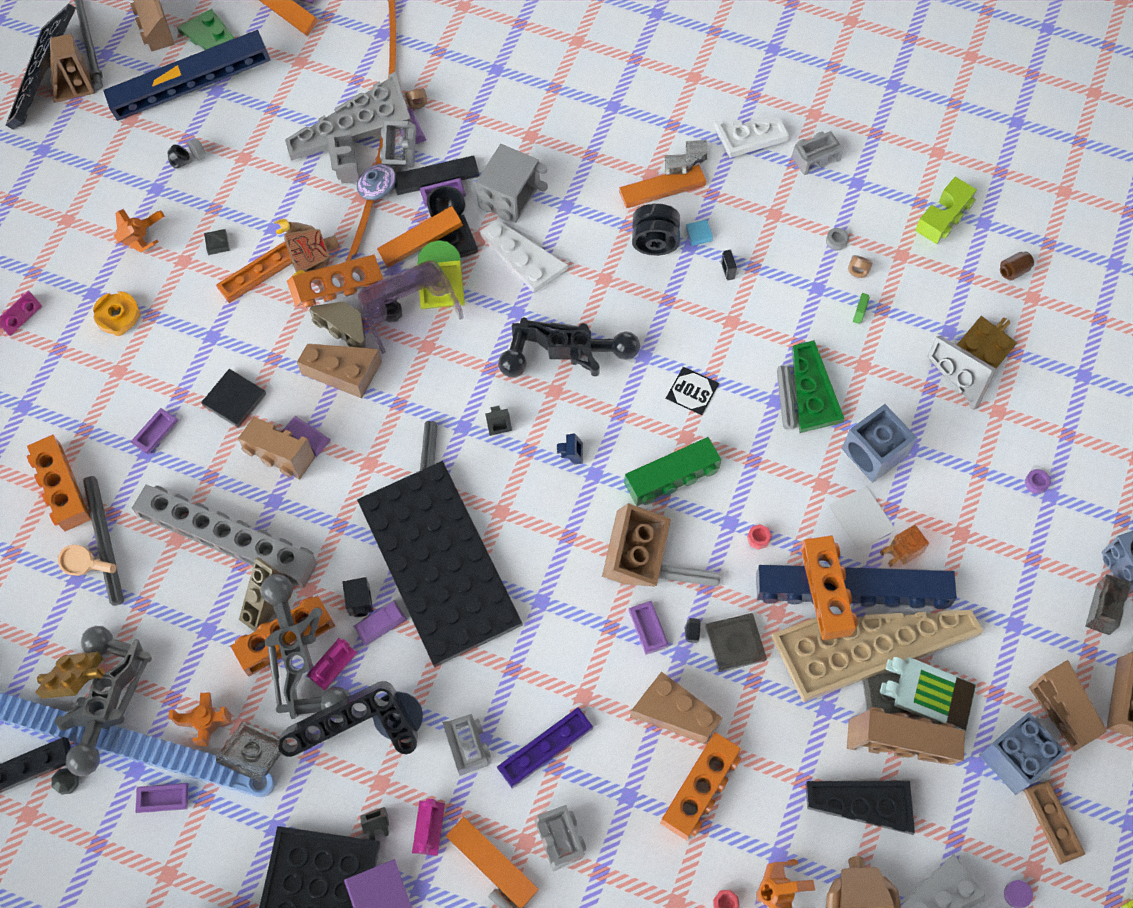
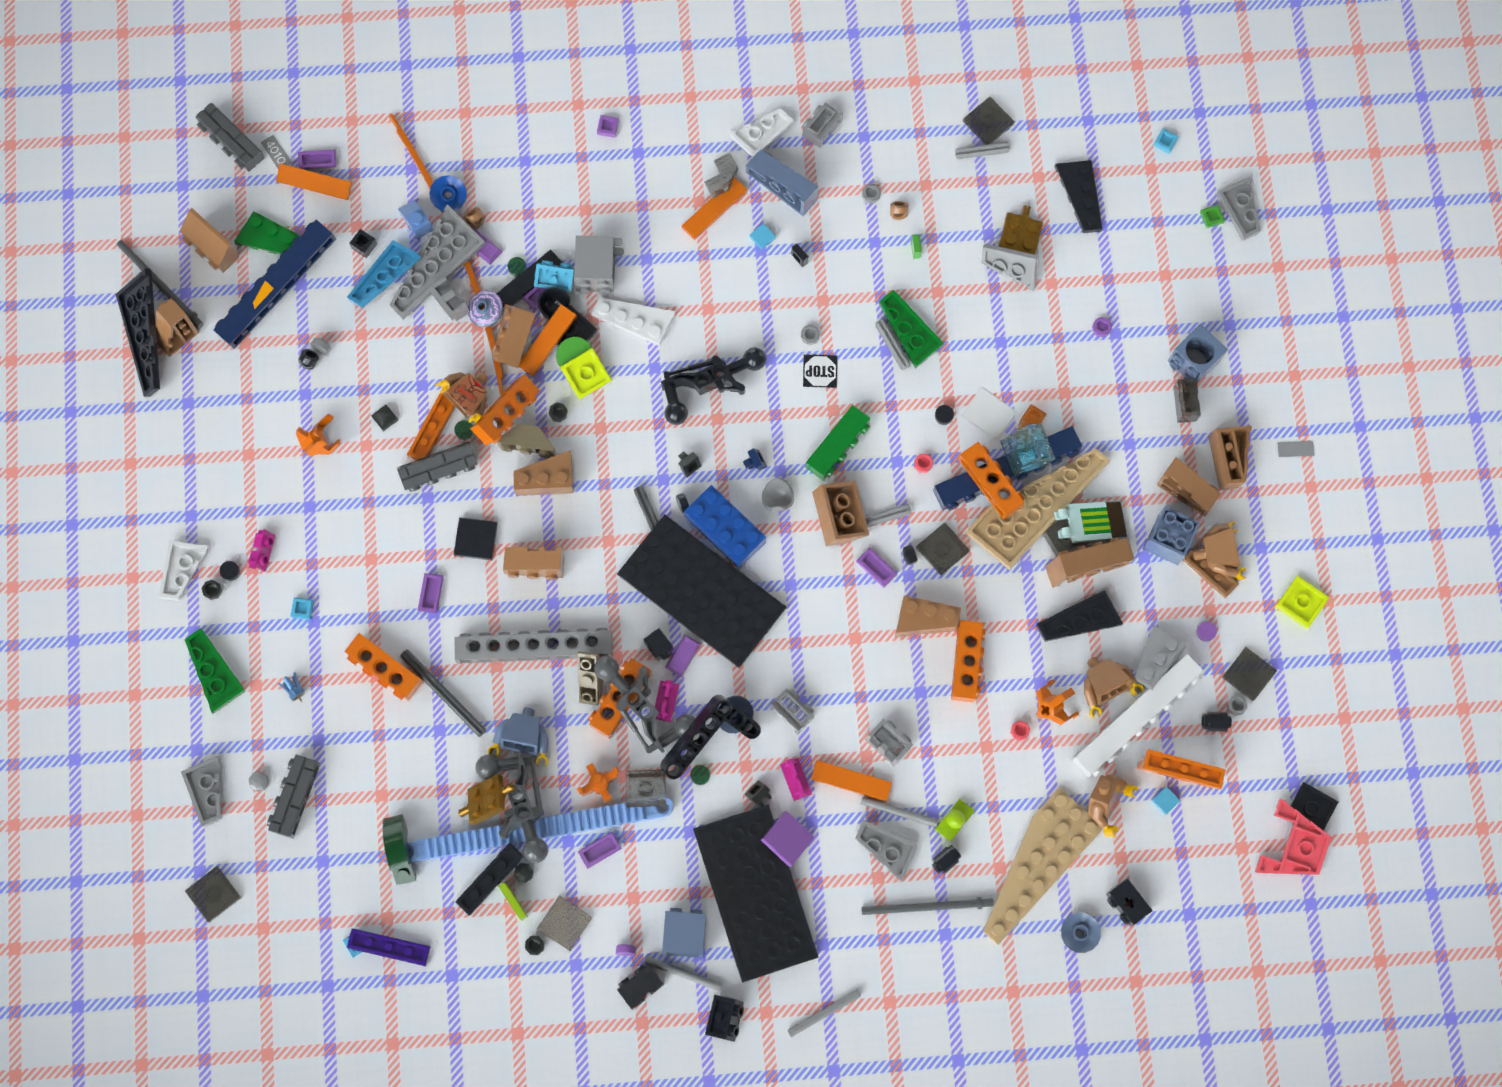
camera: 30 degrees left, 10 degrees up
(19, 387) = (302, 608): none -> medium azure tile
(24, 873) = (534, 945): none -> pearl dark grey tile
(31, 808) = (513, 901): none -> lime tile
(73, 864) = (564, 923): none -> clear smoke tile
(79, 560) = (437, 716): light nougat piece -> none
(116, 324) = (348, 522): light orange plate -> none
(154, 624) = (521, 734): none -> sand blue torso
(236, 307) = (437, 465): none -> dark grey brick
(283, 289) = (463, 430): none -> clear green tile
(294, 75) = (360, 239): none -> black plate
(298, 108) = (386, 269): none -> dark azure wing
(300, 428) = (547, 540): medium lavender tile -> none
(323, 767) = (700, 775): none -> clear green tile
(357, 77) = (415, 219): none -> medium blue slope
(376, 296) = (546, 407): clear purple windscreen -> none
(385, 214) = (512, 335): none -> medium nougat wedge
(398, 143) = (486, 268): light grey window -> none
(402, 57) = (441, 187): none -> blue dish
(431, 156) = (516, 266): none -> clear green tile
(458, 176) = (554, 276): none -> medium azure bracket
(468, 461) = (682, 502): none -> black tile
(500, 504) = (725, 526): none -> blue brick
(545, 747) = (847, 686): dark purple tile -> none
(576, 496) = (777, 495): none -> light grey helmet
(595, 70) = (607, 126): none -> medium lavender tile
(656, 229) = (731, 252): black wheel -> none
(700, 349) = (810, 335): none -> light grey tile
(748, 188) = (783, 182): none -> sand blue wedge
(808, 495) = (944, 414): none -> black tile
(878, 443) = (978, 353): sand blue brick -> none
(888, 571) = (1027, 449): none -> clear light blue slope
(937, 222) = (946, 118): lime arch -> none
(980, 245) = (982, 150): none -> light grey axle
(1001, 221) = (988, 121): none -> clear smoke tile
(1016, 265) = (1016, 156): reddish brown brick -> none
(1075, 332) = (1082, 194): none -> black wing
(1078, 803) = (1221, 551): none -> medium nougat torso

